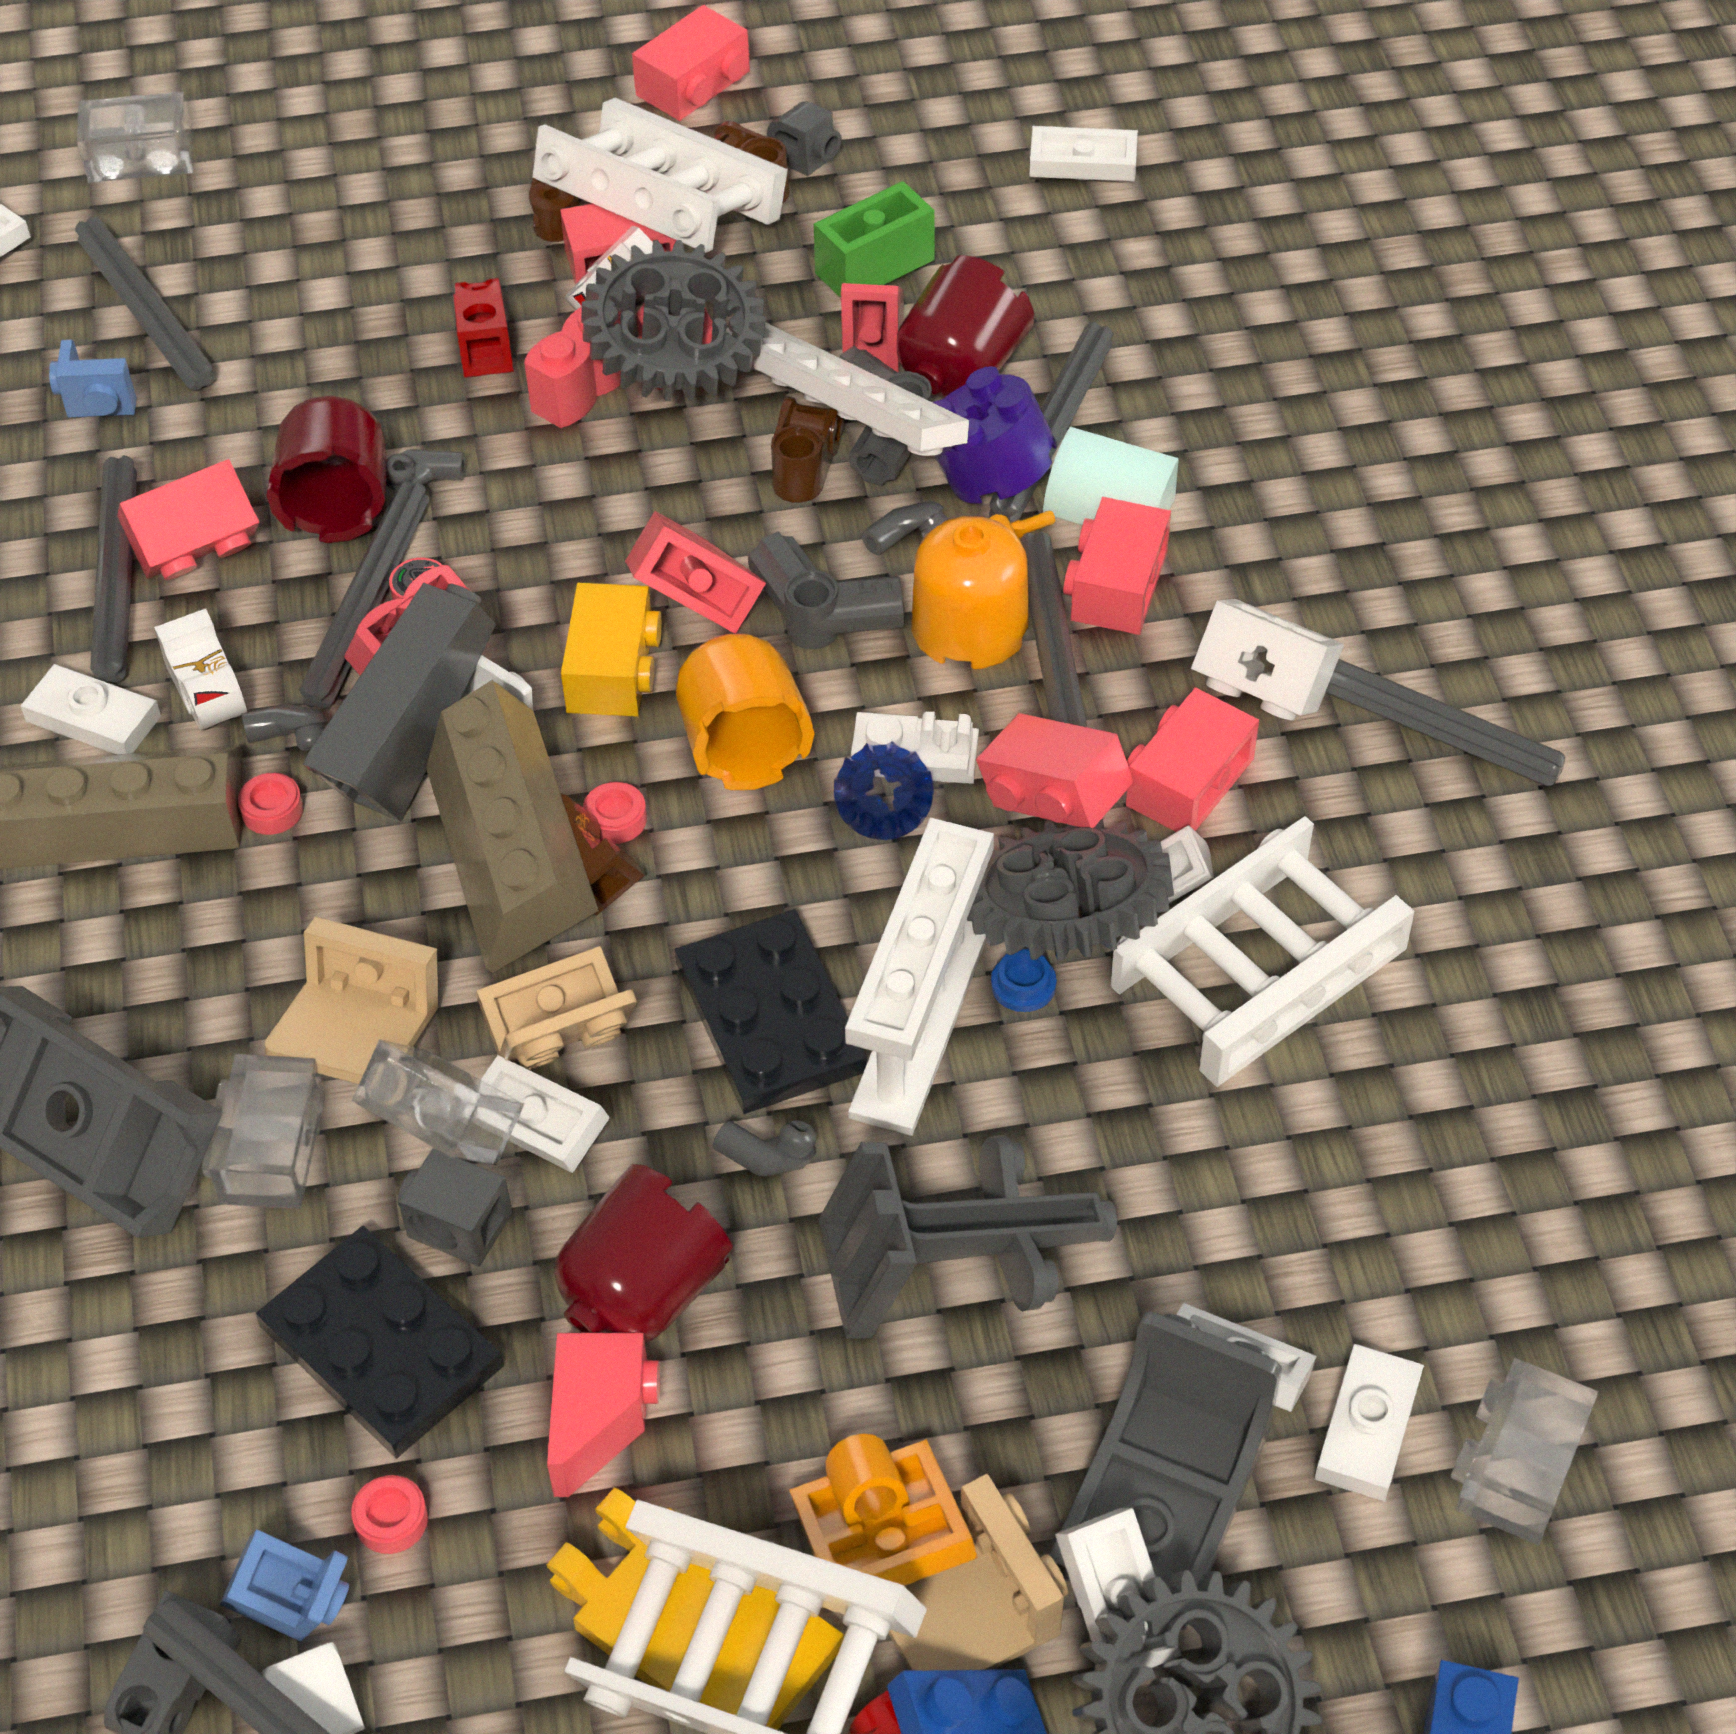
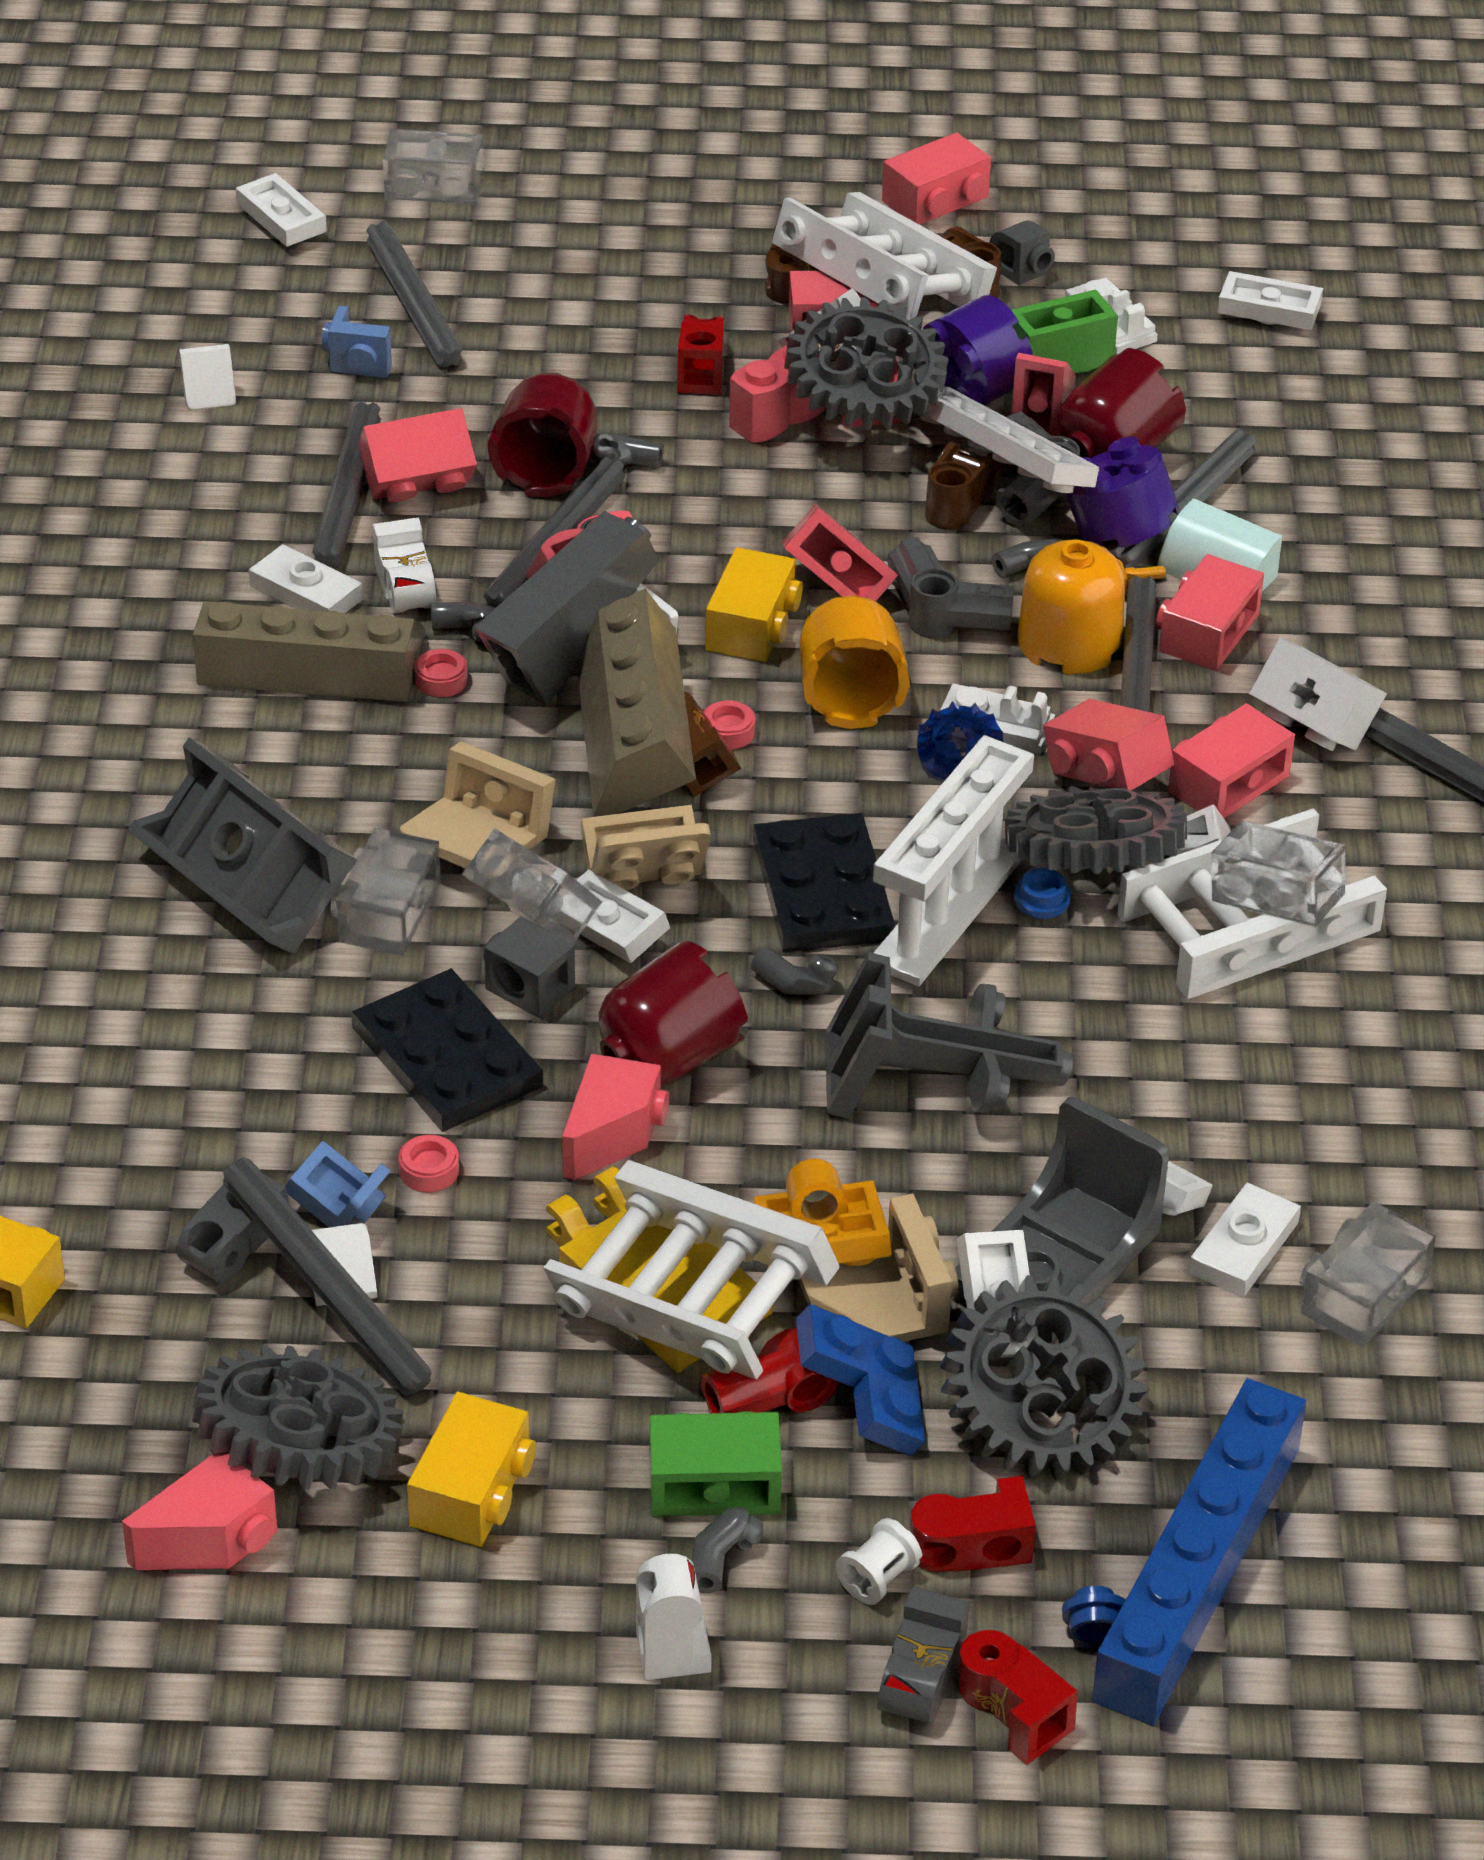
camera: 10 degrees right, 10 degrees down
(793, 274) = (980, 348): none -> dark purple brick
(950, 211) = (1133, 327): none -> white plate
(1295, 922) = (1278, 873): none -> clear brick

